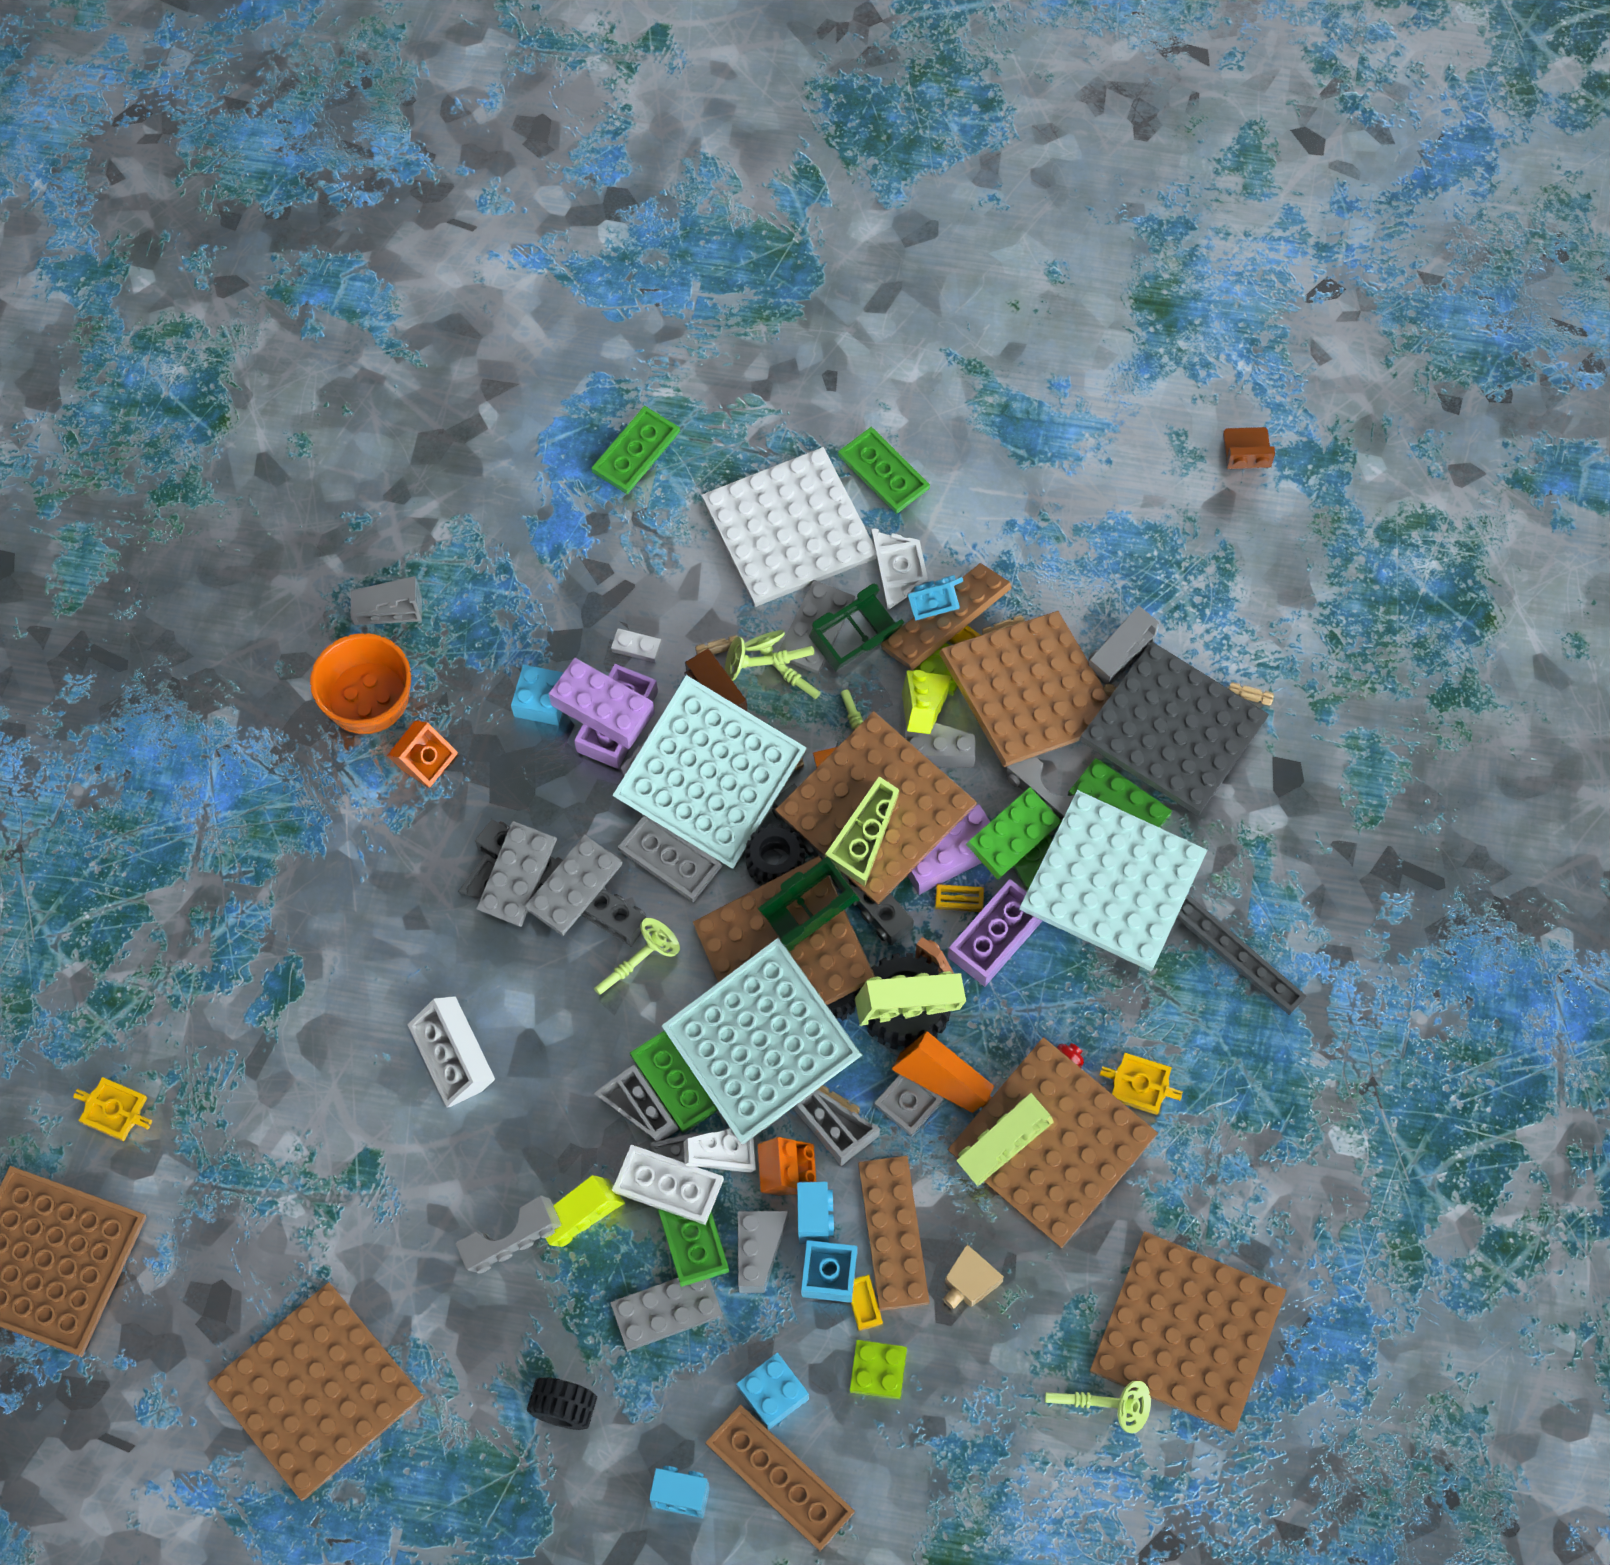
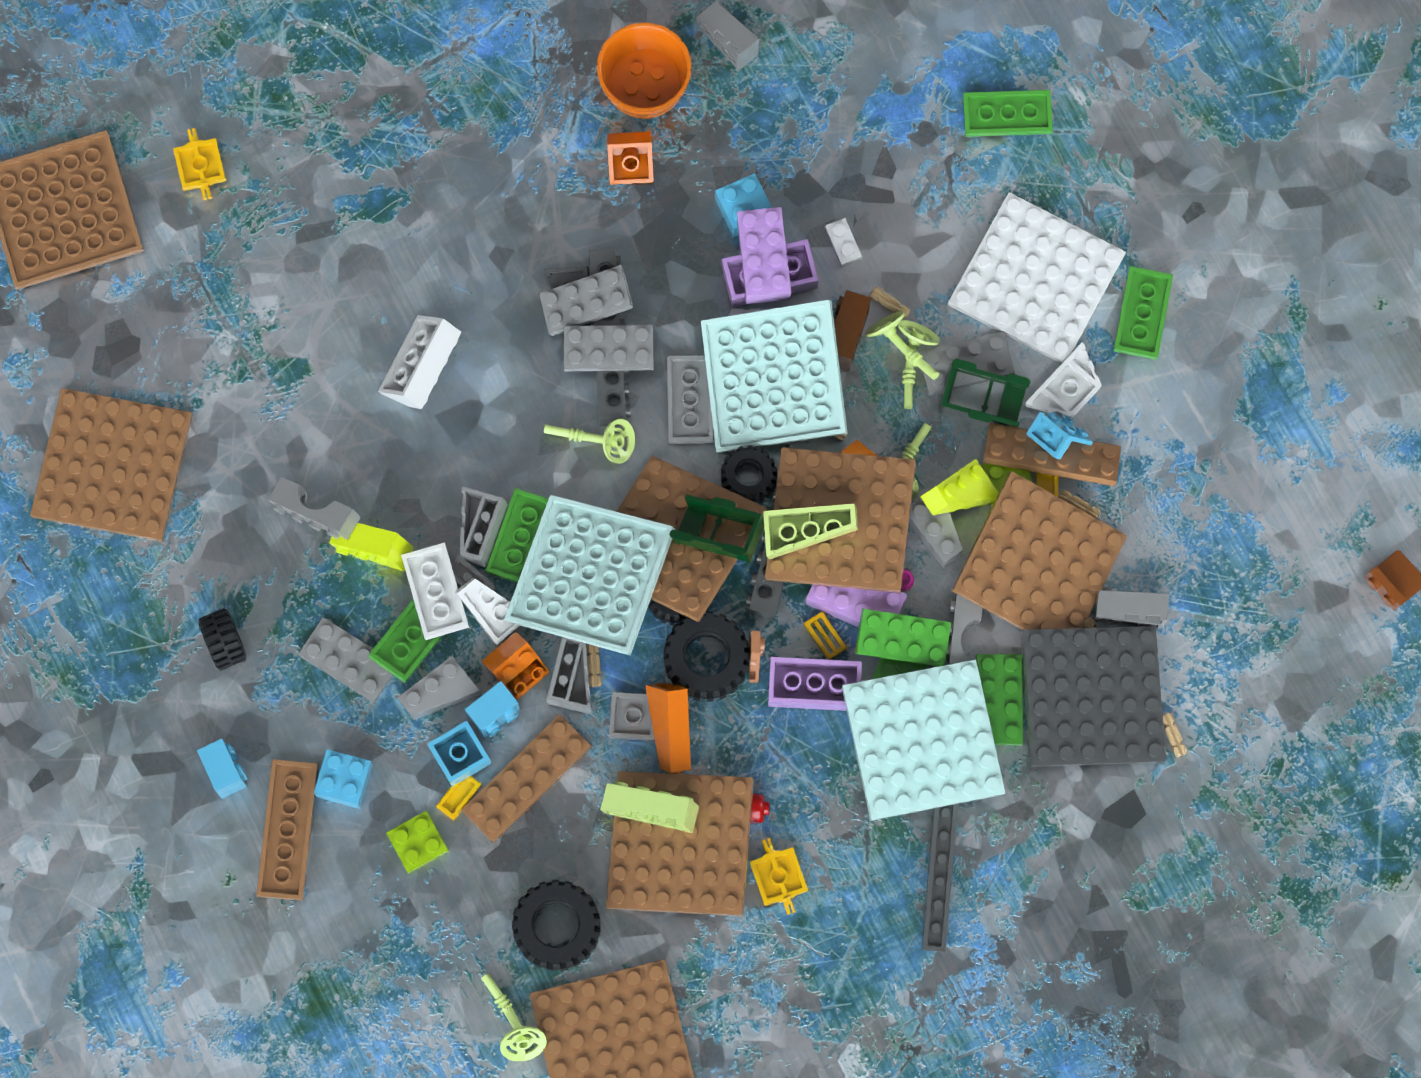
camera: 50 degrees right, 10 degrees up
(909, 996) = (703, 656): yellowish green wedge -> none
(970, 1279) = (531, 858): tan torso -> none
(1056, 1267) = (556, 893): none -> black tyre

